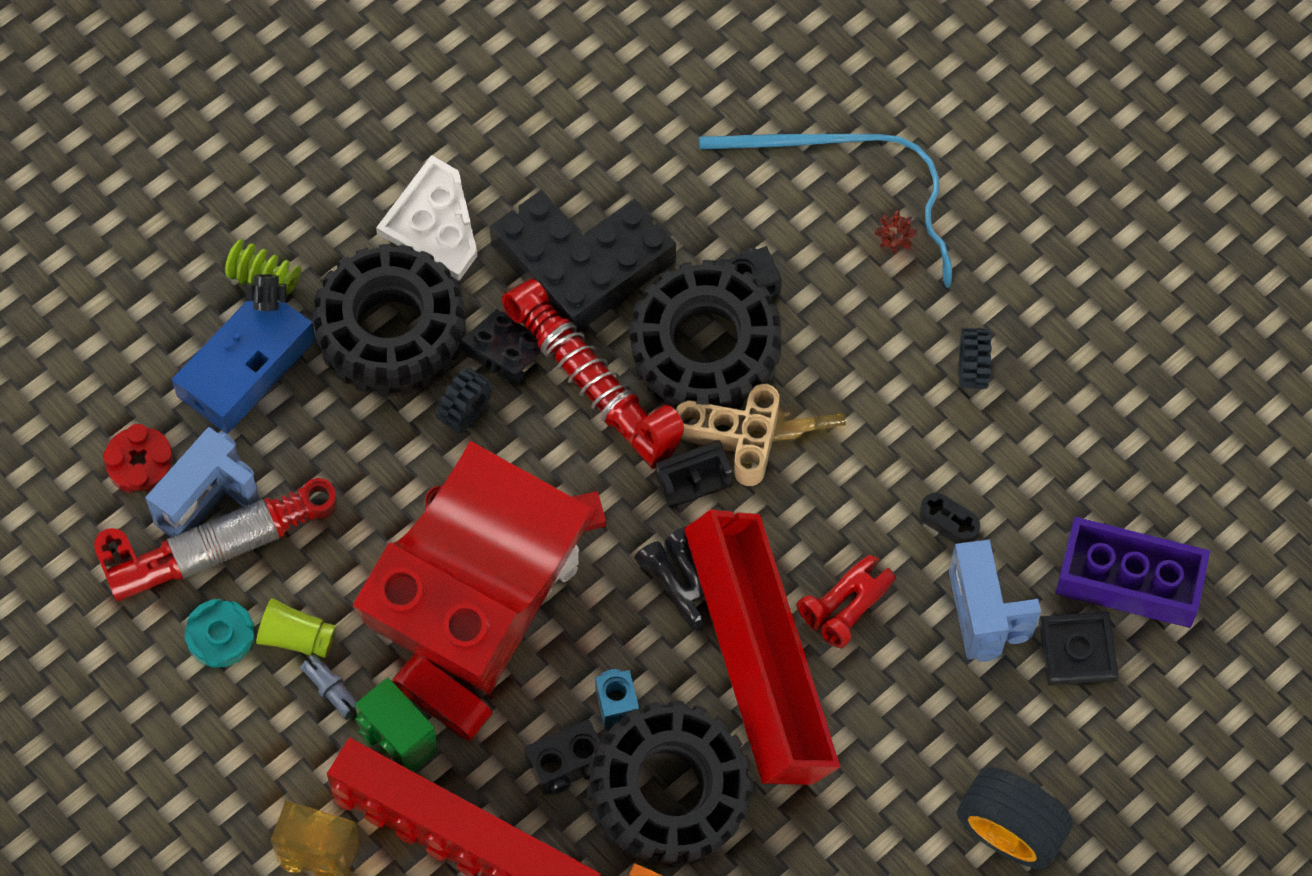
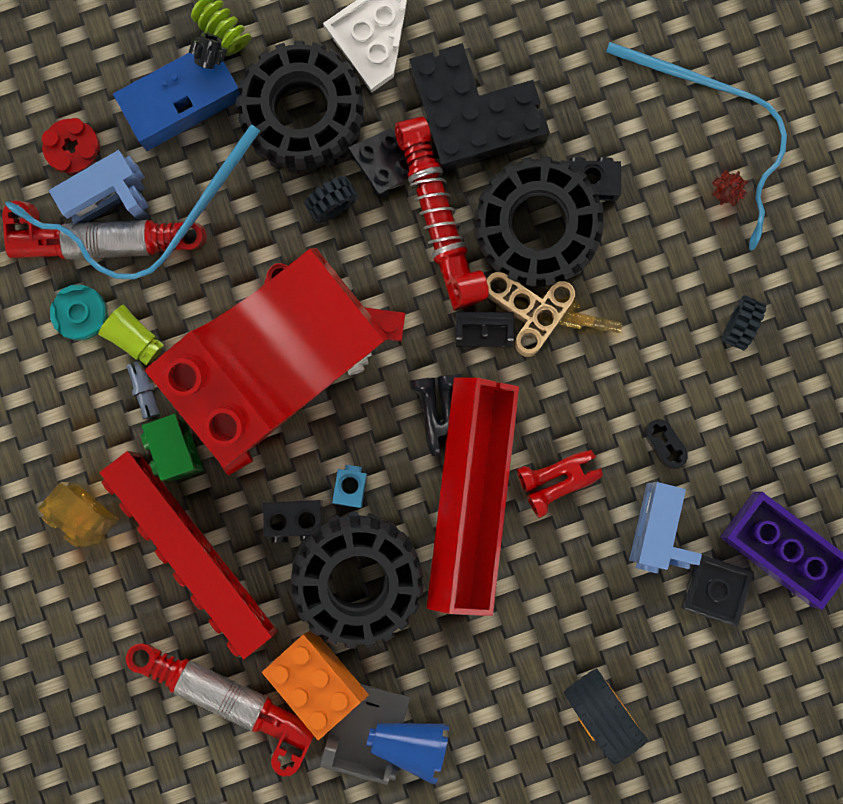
camera: 25 degrees right, 20 degrees up
(326, 440) = (213, 187): none -> dark azure piece

